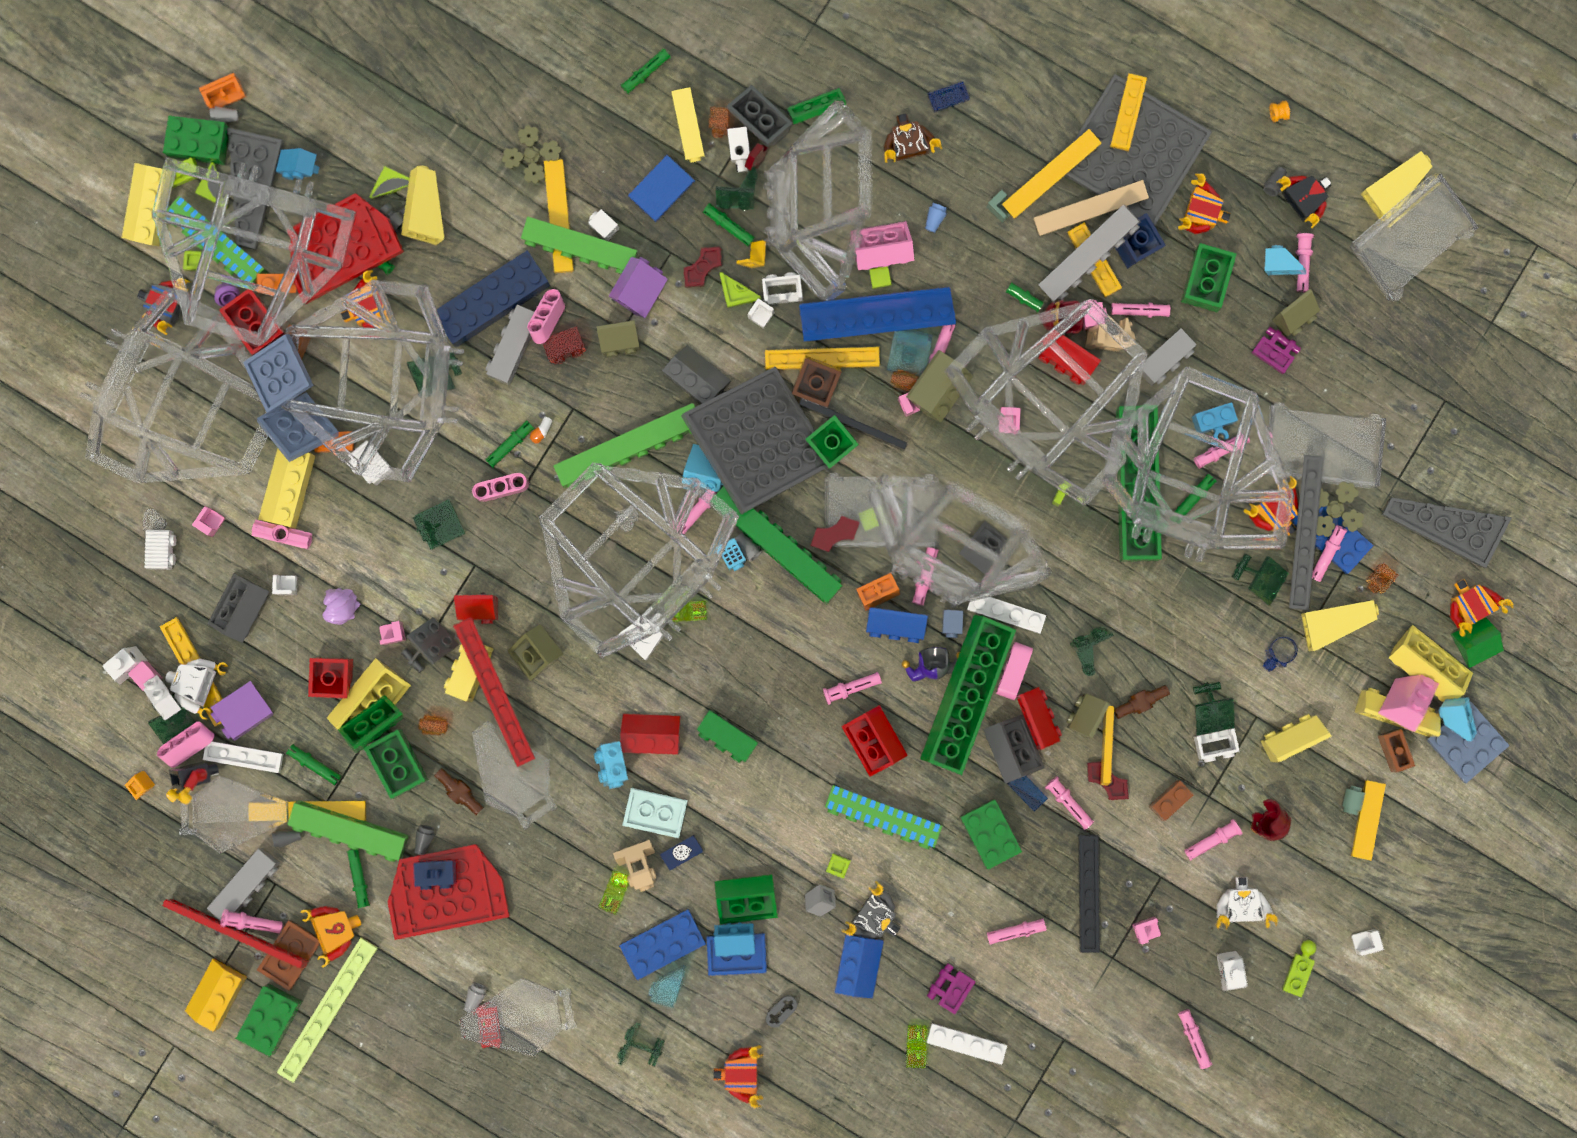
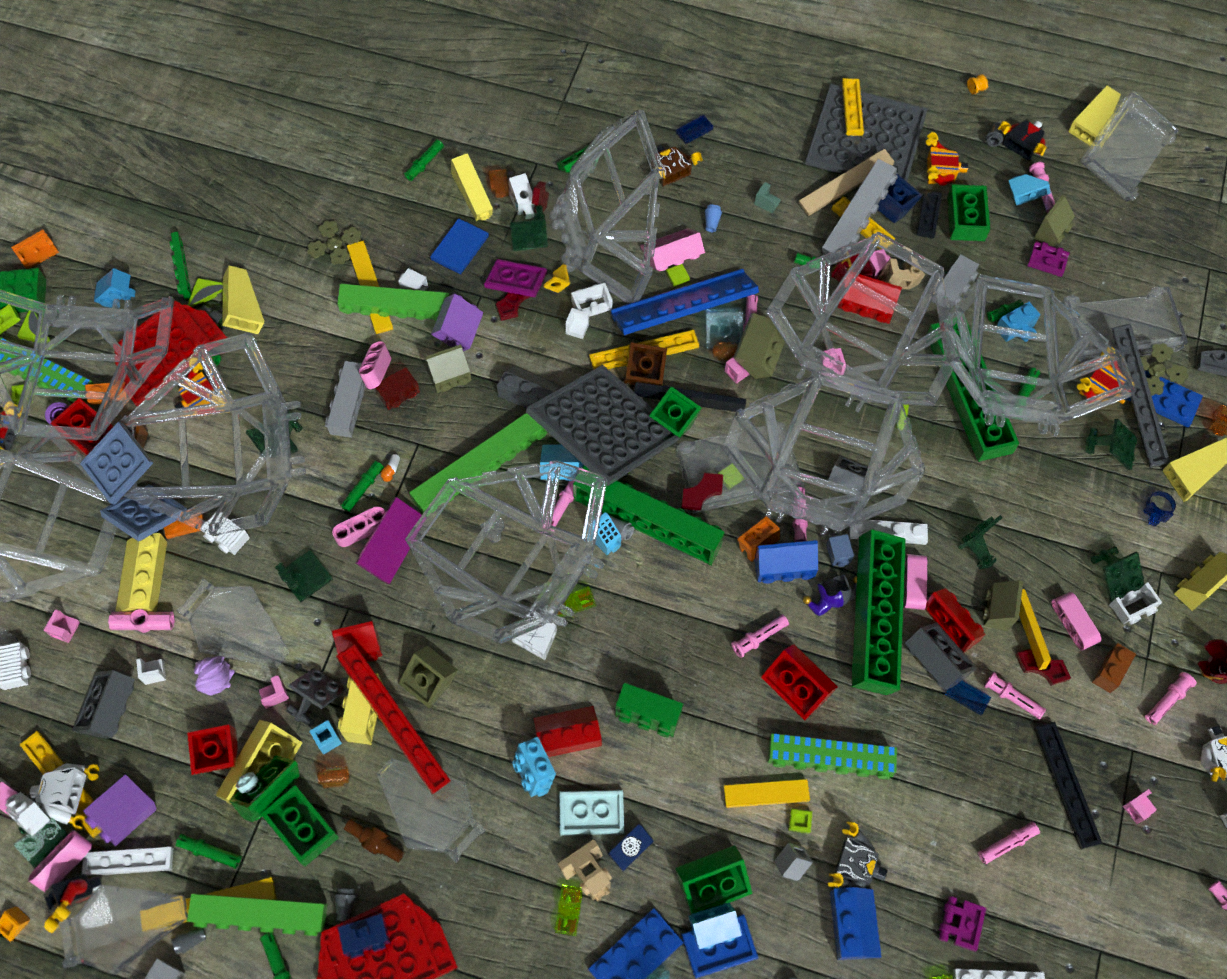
camera: 20 degrees left, 20 degrees down
(223, 114) = (44, 266): light grey cone -> none
(258, 152) = (83, 289): dark grey wing -> none
(355, 718) = (247, 782): none -> light aqua tile
(366, 560) = (234, 625): none -> clear windscreen
(369, 141) = (180, 261): none -> green plate
(432, 689) = (325, 737): none -> medium azure brick
(492, 298) = (321, 361): dark blue brick -> none
(522, 513) = (388, 544): none -> magenta tile
(710, 243) = (515, 278): none -> magenta tile
(725, 222) = (521, 257): green pin -> none
(736, 293) = (549, 314): lime tile -> none
(760, 116) = (536, 168): dark grey slope -> none
(815, 834) = (766, 793): none -> yellow tile
(990, 834) = (947, 746): green brick -> none
(1051, 173) = (803, 163): yellow tile -> none
(1141, 701) = (1048, 581): reddish brown pin -> none
(1143, 309) = (927, 249): bright pink pin -> none
(1153, 746) = (1076, 621): none -> bright pink beam
(1168, 266) = (929, 214): none -> black plate
(1207, 401) = (1003, 310): none -> green pin
(1212, 454) = (1027, 352): bright pink pin -> none
(1327, 555) = (1167, 406): bright pink pin -> none

